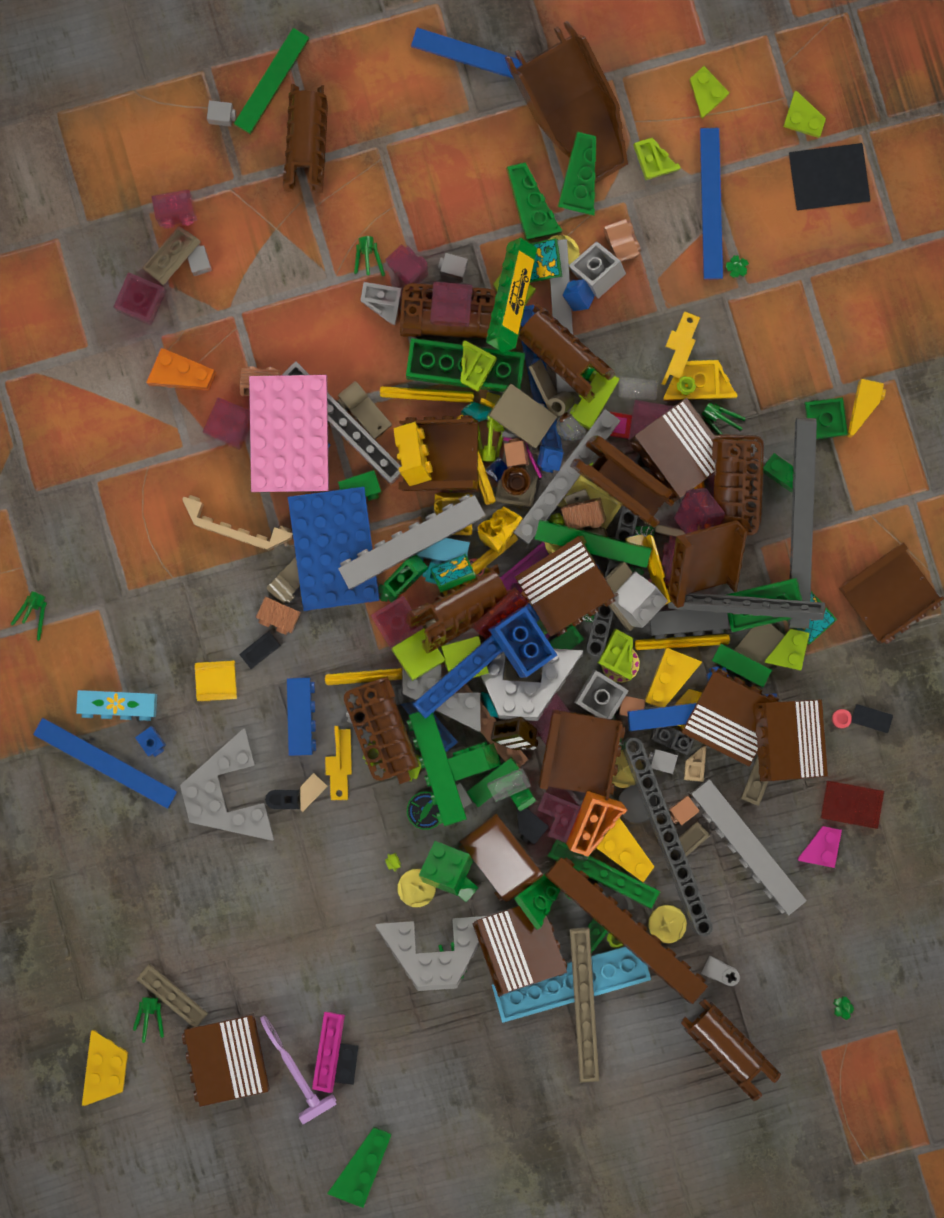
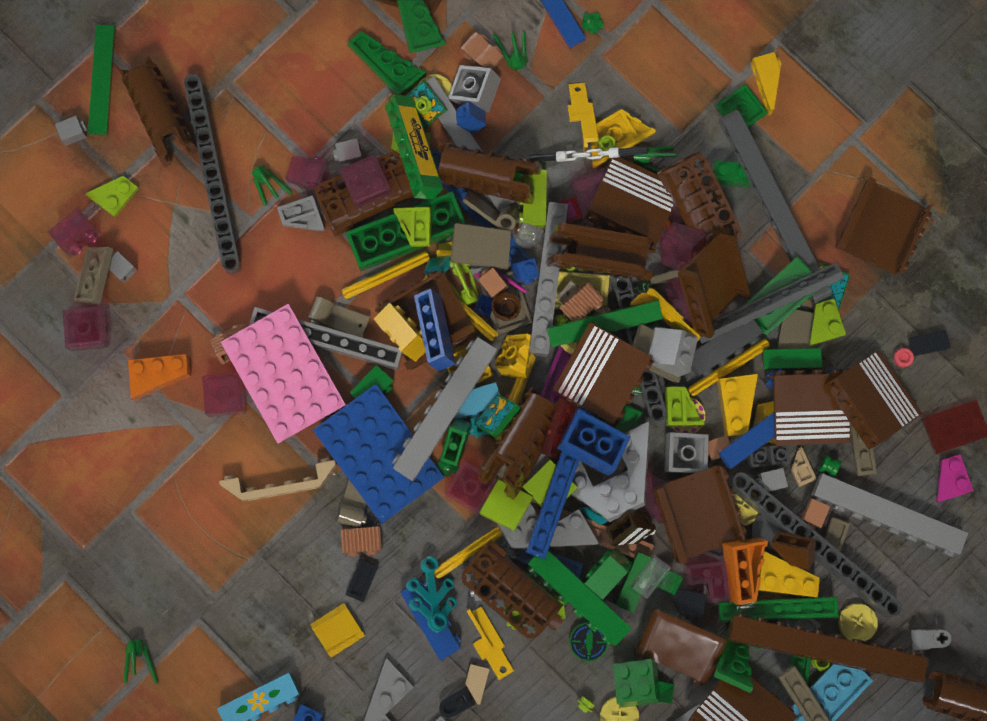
camera: 30 degrees left, 5 degrees down
(227, 192) = (113, 195): none -> lime wing
(311, 697) = (432, 597): none -> teal plant
(323, 211) = (208, 165): none -> dark grey beam
(440, 468) = (434, 330): none -> blue brick
(546, 260) = (427, 105): none -> lime plate
(646, 830) = (795, 549): none -> reddish brown slope
(650, 265) = (518, 60): none -> green plant
(685, 396) = (561, 156): none -> piece
(720, 776) = (829, 466): none -> green wheel

